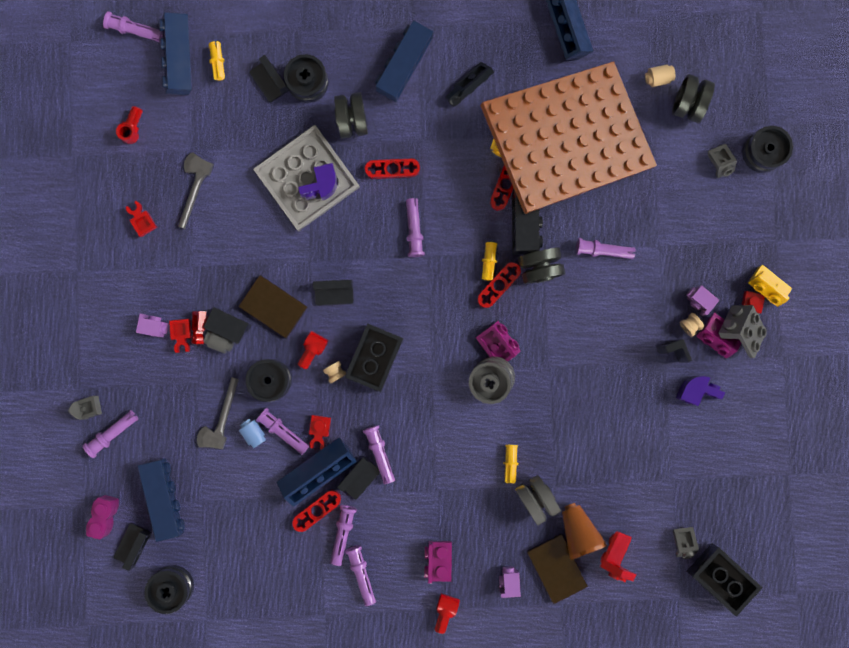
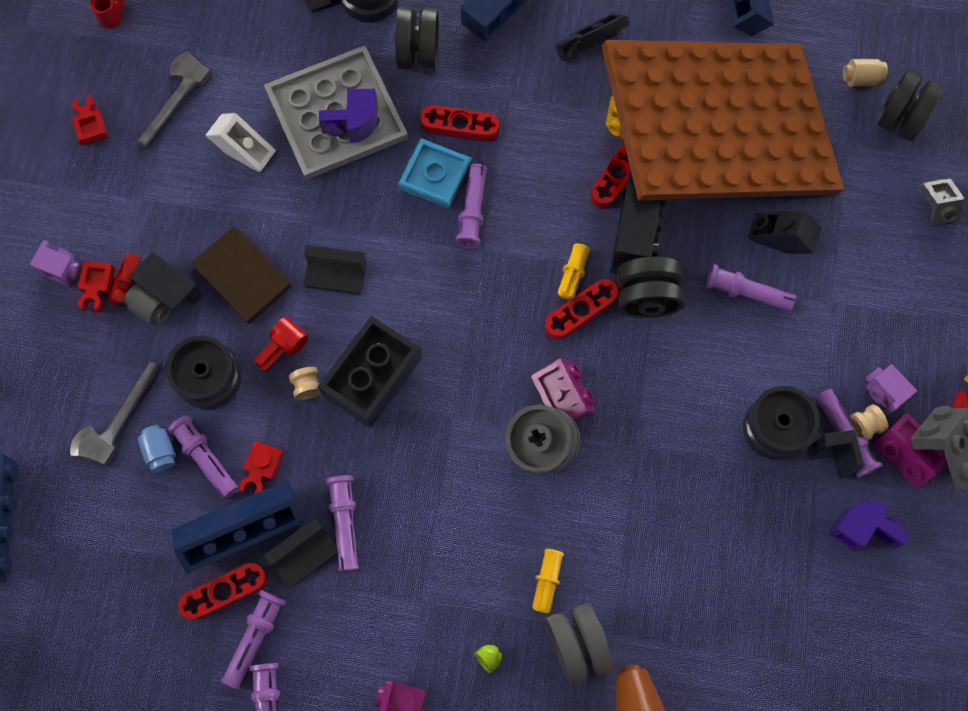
camera: 15 degrees right, 15 degrees down
(248, 214) = (240, 141): none -> white slope
(383, 209) = (435, 173): none -> dark azure plate
(485, 515) = (489, 657): none -> lime hinge
(622, 205) = (785, 231): none -> black slope
(646, 331) = (797, 417): none -> black wheel
(677, 331) = (841, 422): none -> medium lavender pin

